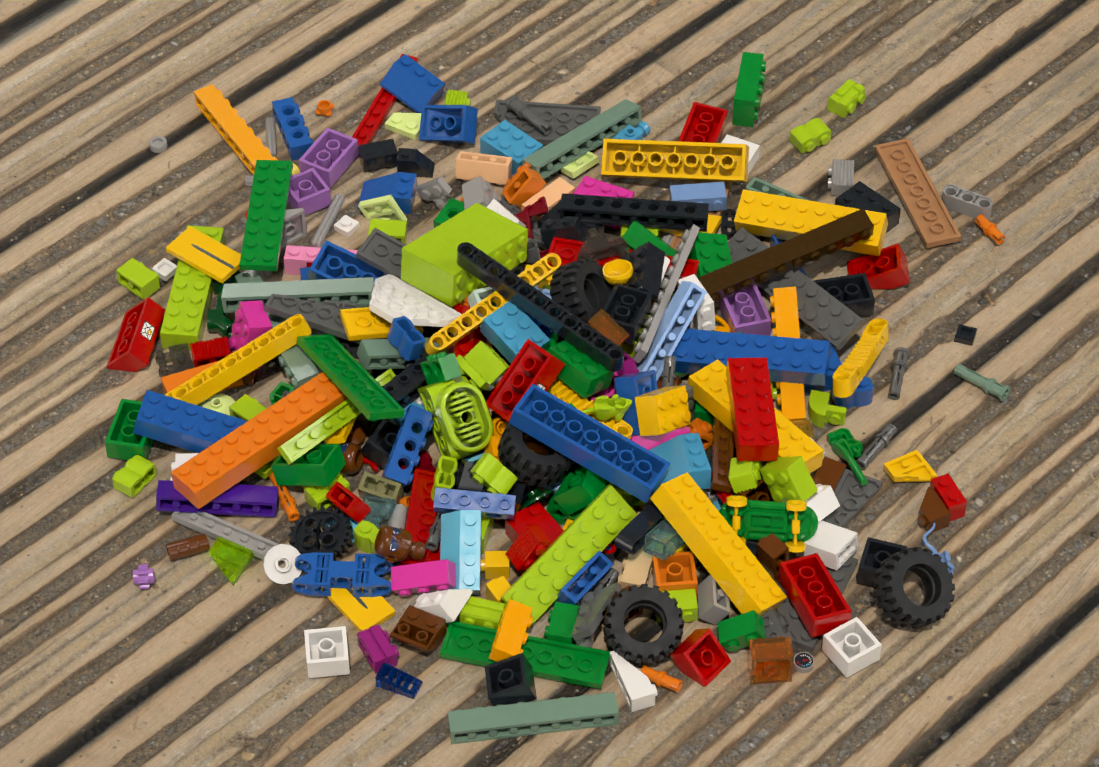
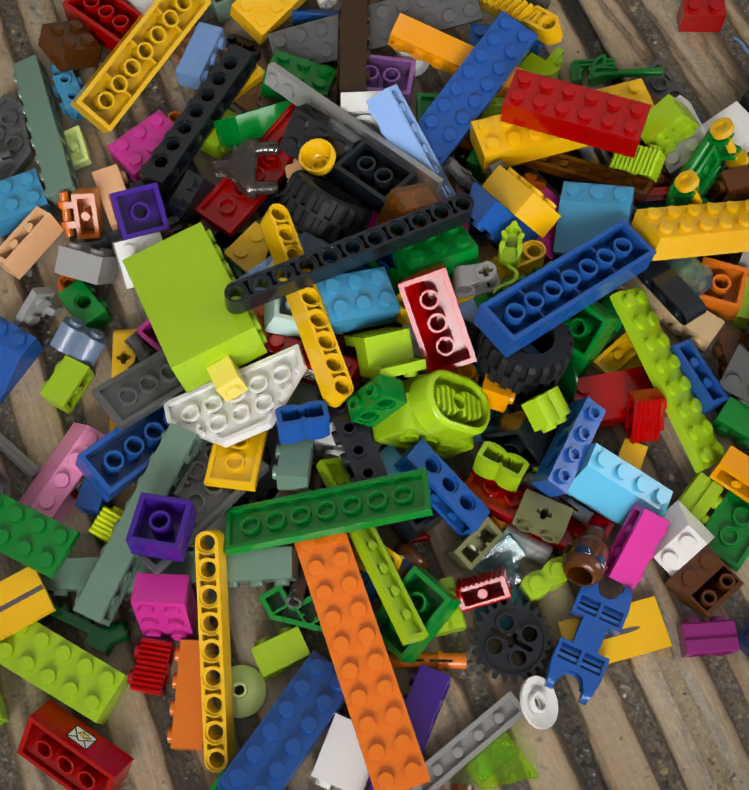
camera: 65 degrees left, 20 degrees up
(178, 355) = (145, 710): clear smoke plate -> none
(294, 292) = (161, 527): none -> dark purple brick
(327, 652) = (701, 700): white brick -> none
(346, 226) = (24, 426): white plate -> none
(382, 208) = (26, 376): yellowish green wing -> none
(416, 288) = (227, 378): none -> light yellow brick
(417, 514) = (553, 514): none -> olive brick
(420, 220) = (79, 341): none -> sand blue brick
(496, 589) = (673, 471): yellow brick -> none
(526, 201) = (139, 211): none -> dark purple brick
(567, 391) = (473, 279): none -> light grey piece
(661, 121) = (69, 45): none -> reddish brown brick
(880, 441) = (602, 40): dark grey pin -> none
(909, 468) = (647, 30): yellow wing -> none
(933, 511) = (710, 34): reddish brown slope -> none

